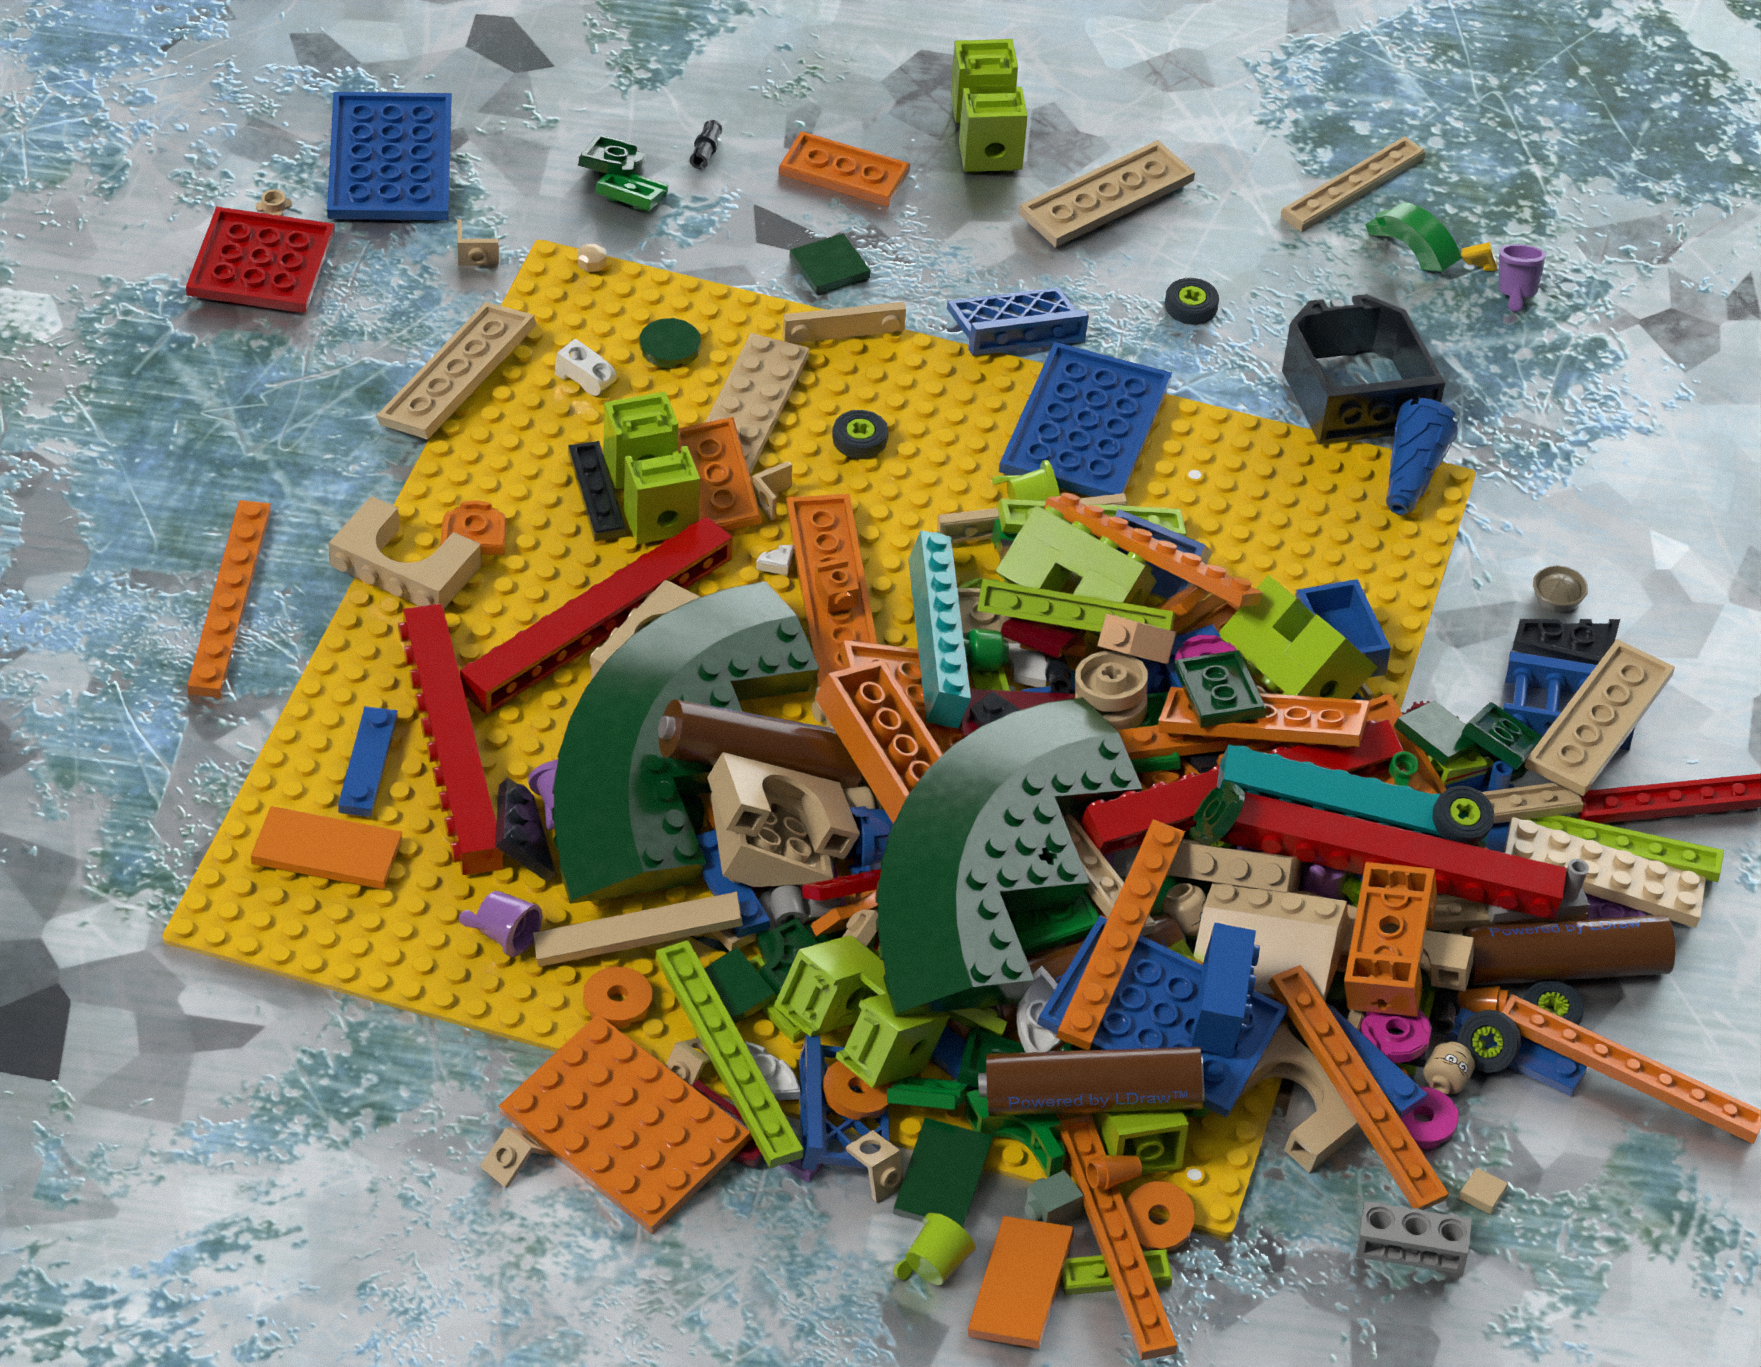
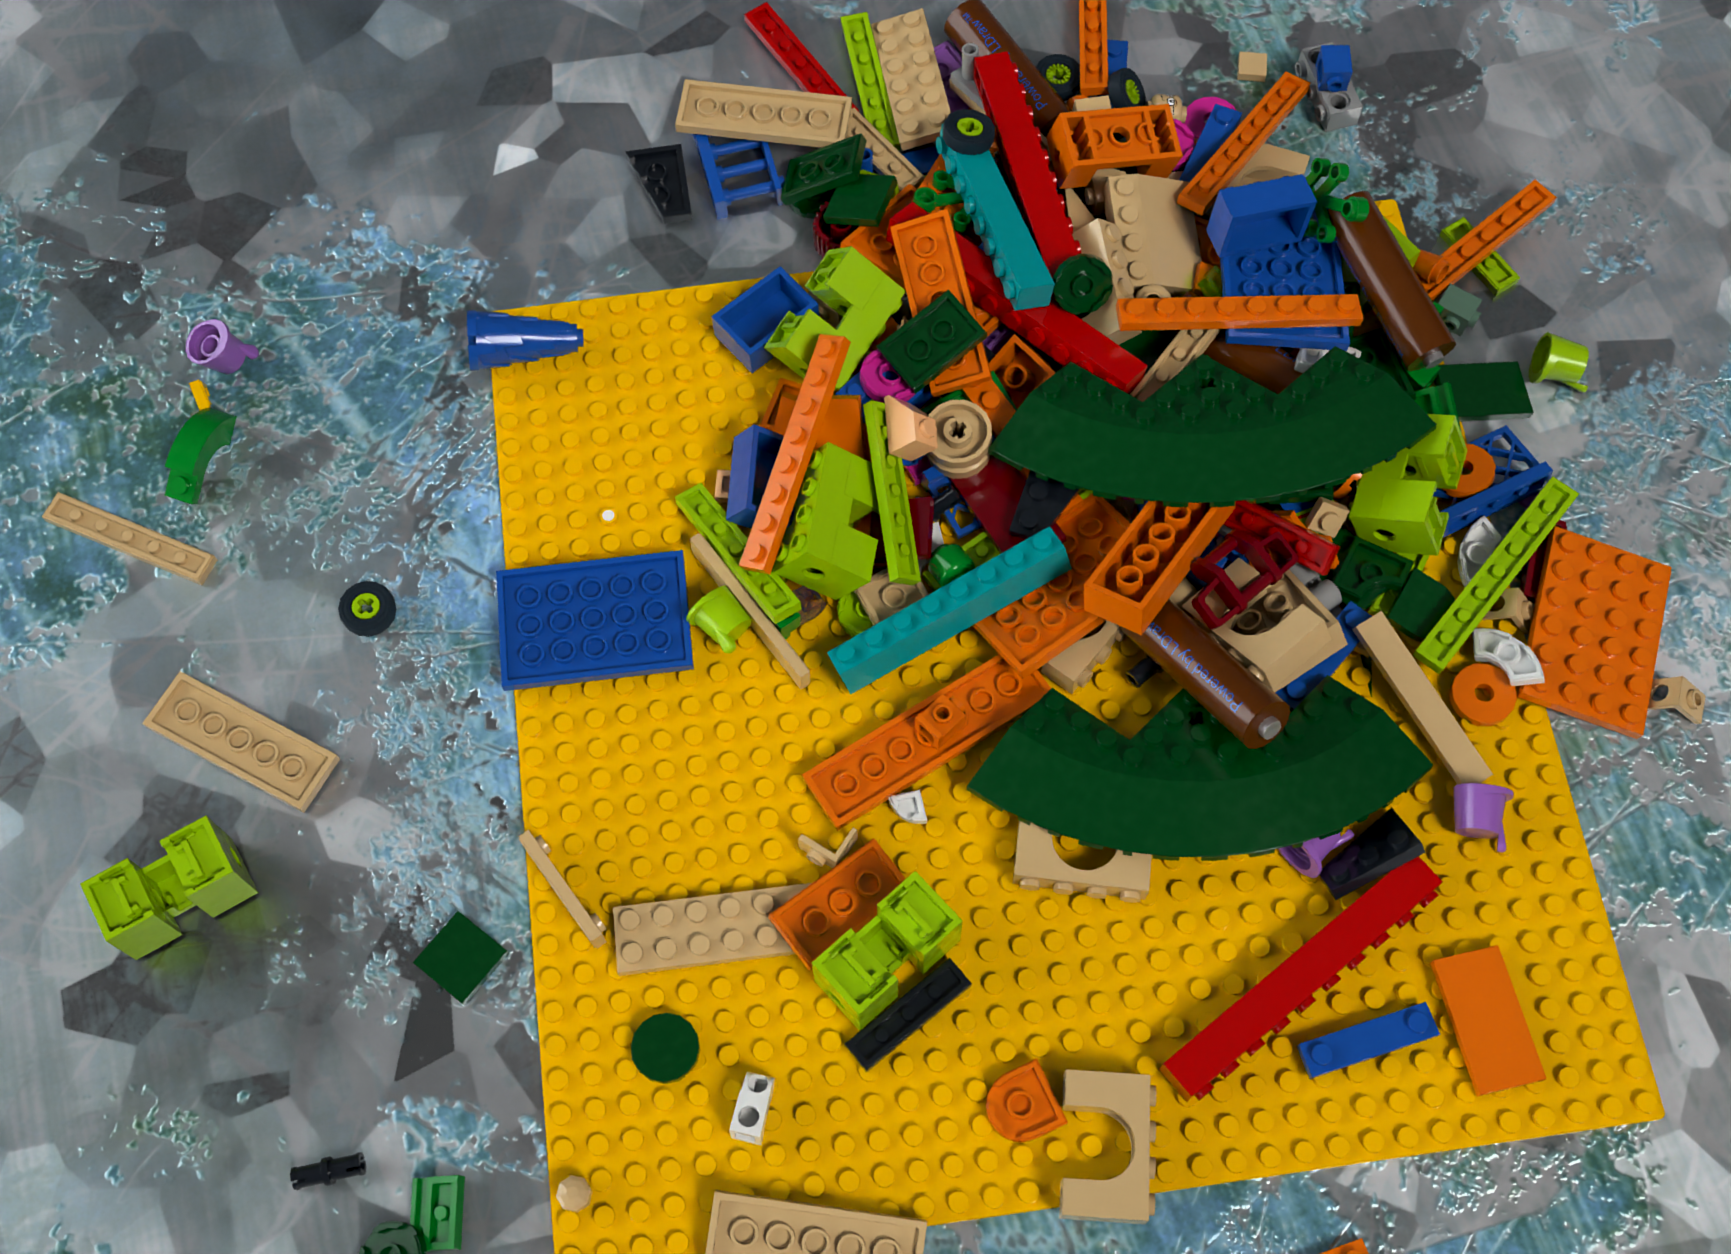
camera: 110 degrees left, 20 degrees up
(592, 615) = (1082, 926): red brick -> none
(641, 1023) = (1509, 654): none -> white tile
(844, 168) = (302, 1013): orange tile -> none
(855, 829) = (1217, 579): none -> dark red bar
(857, 444) = (714, 822): black bush -> none
(883, 1166) = (1519, 425): tan bracket -> none
(1015, 332) = (483, 718): blue fence -> none
(1021, 1282) = (1536, 306): orange tile -> none
(1165, 1197) = (1427, 231): orange tile -> none
(1245, 1064) = (1352, 209): none -> green plant
(1342, 330) = (395, 382): black container -> none
(1417, 1214) = (1334, 68): none -> blue brick
(1559, 588) = (606, 206): dark tan hat -> none

